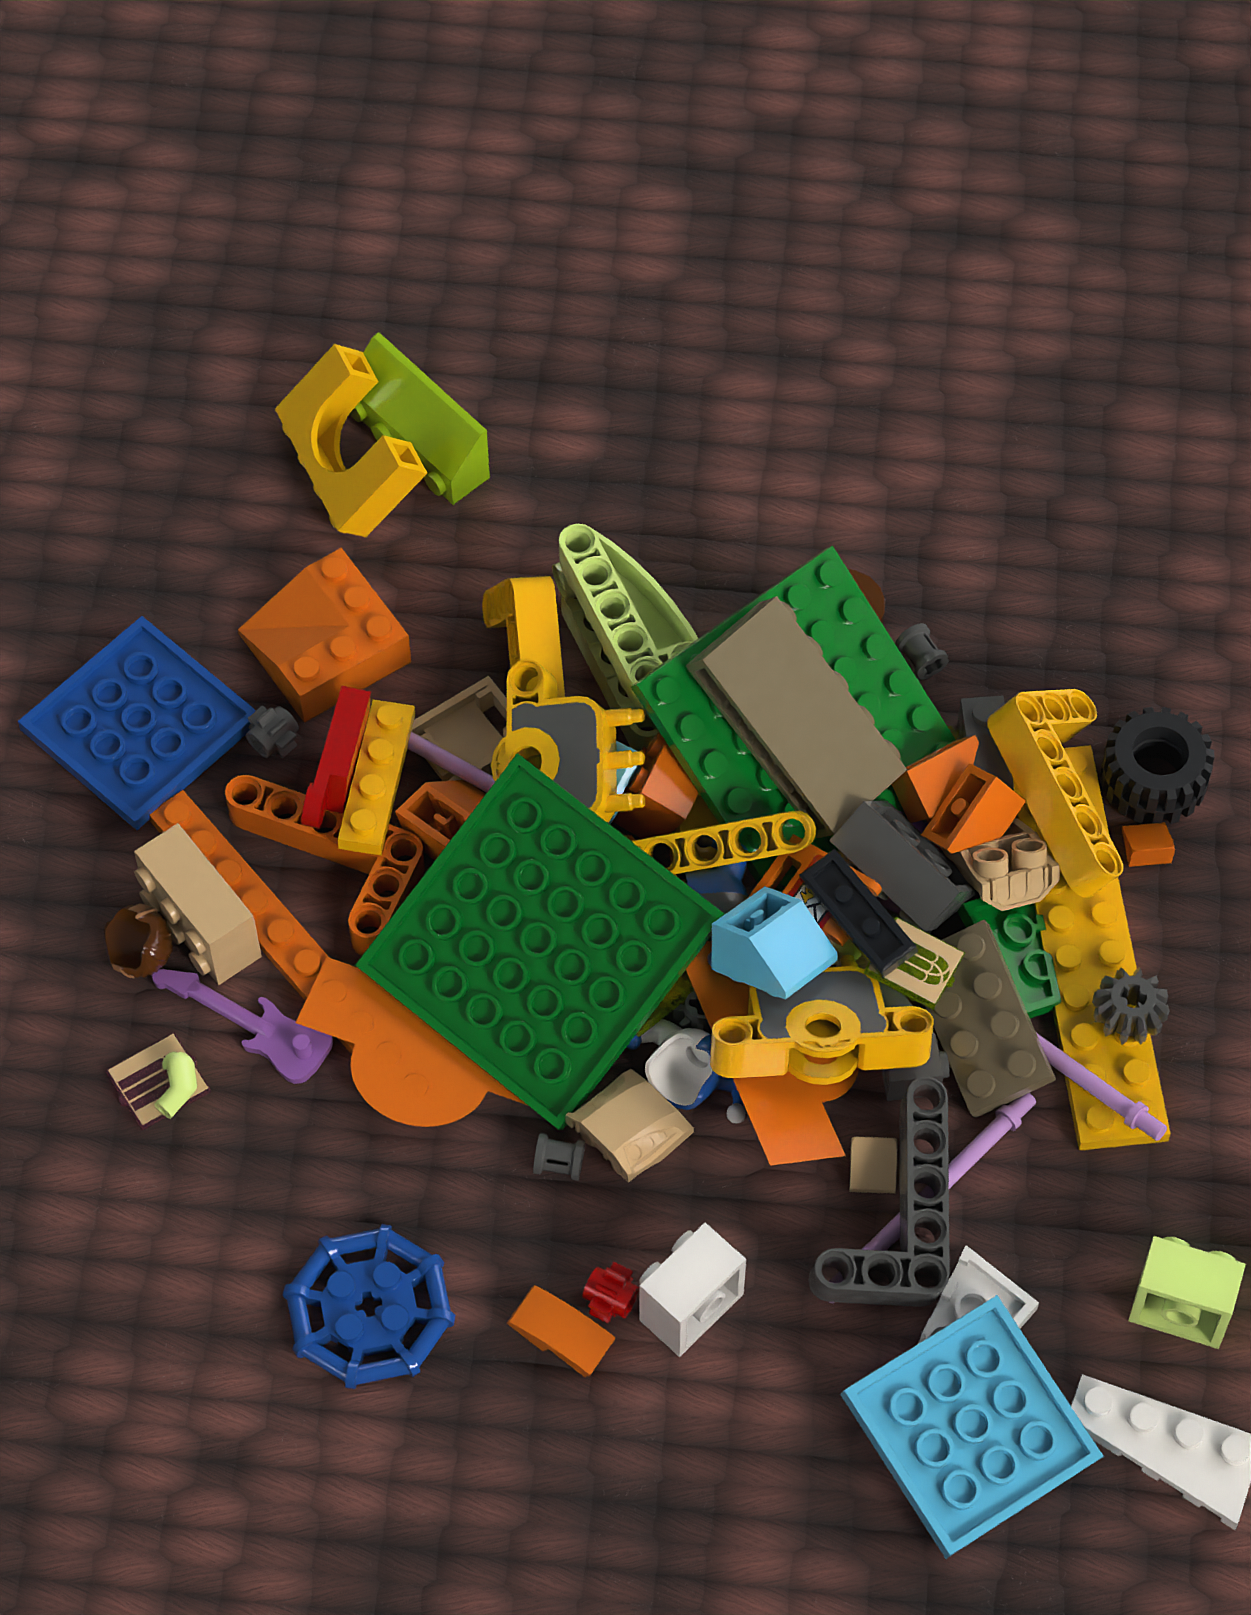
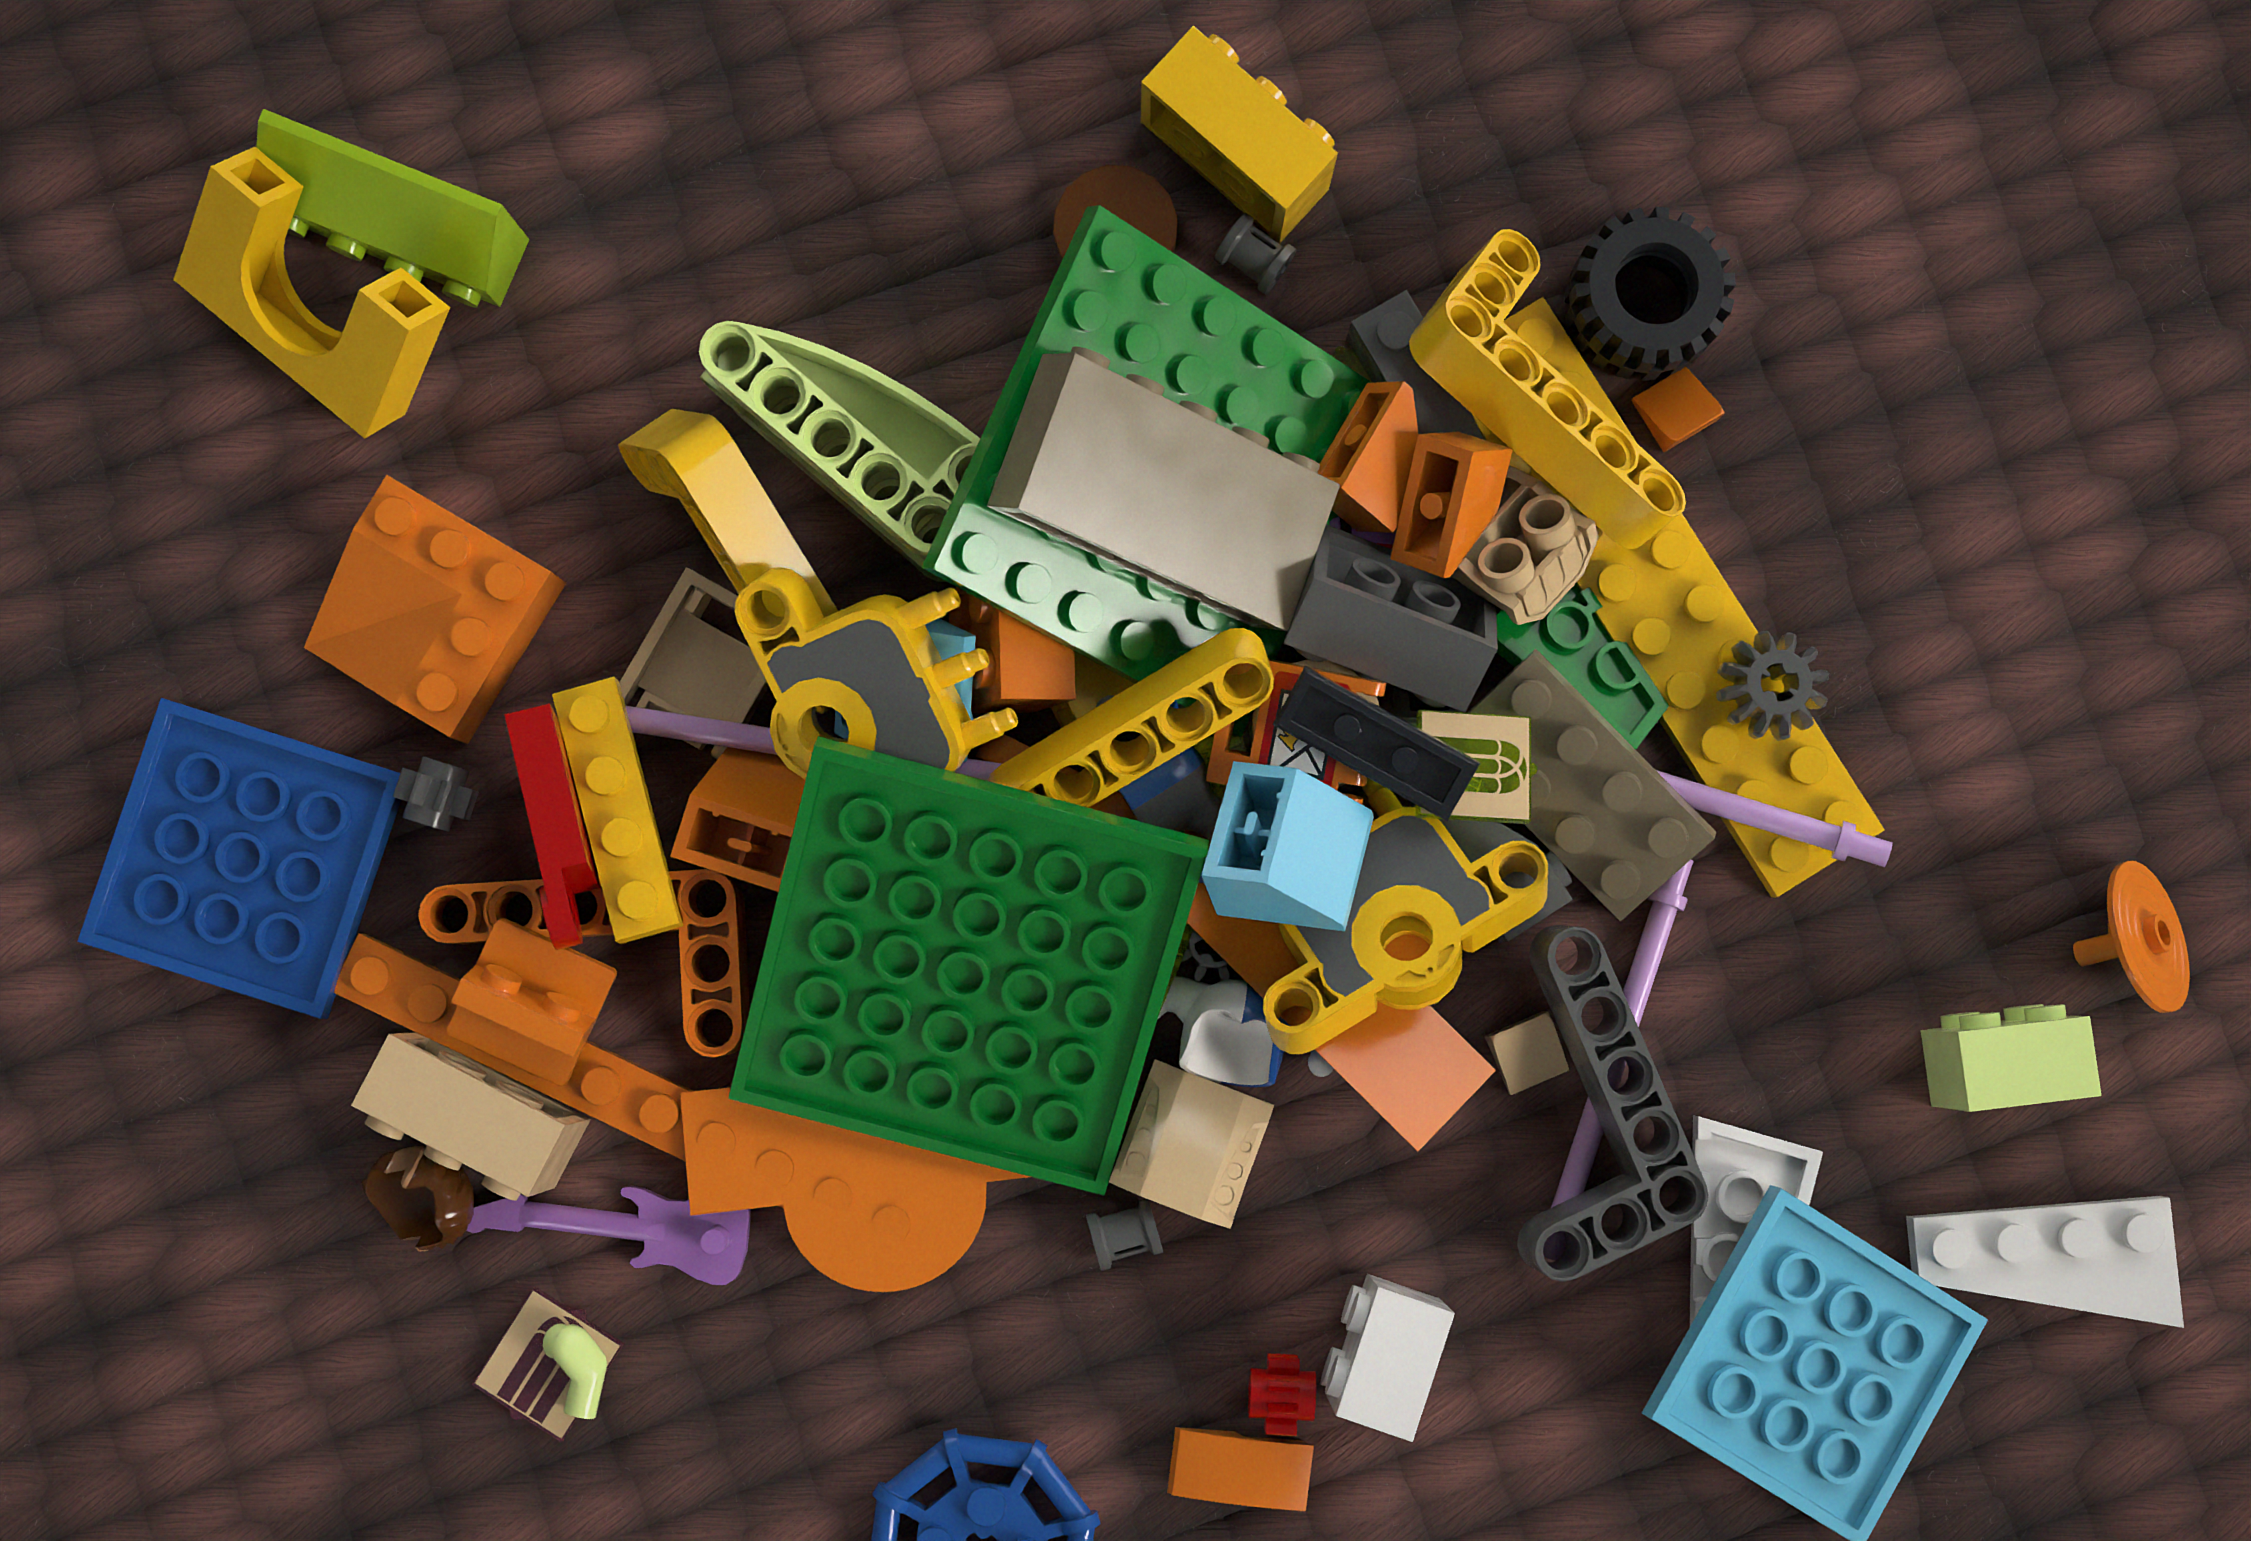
camera: 25 degrees left, 25 degrees up
(266, 856) = (530, 1001): none -> orange bracket
(941, 577) = (1238, 132): none -> yellow brick

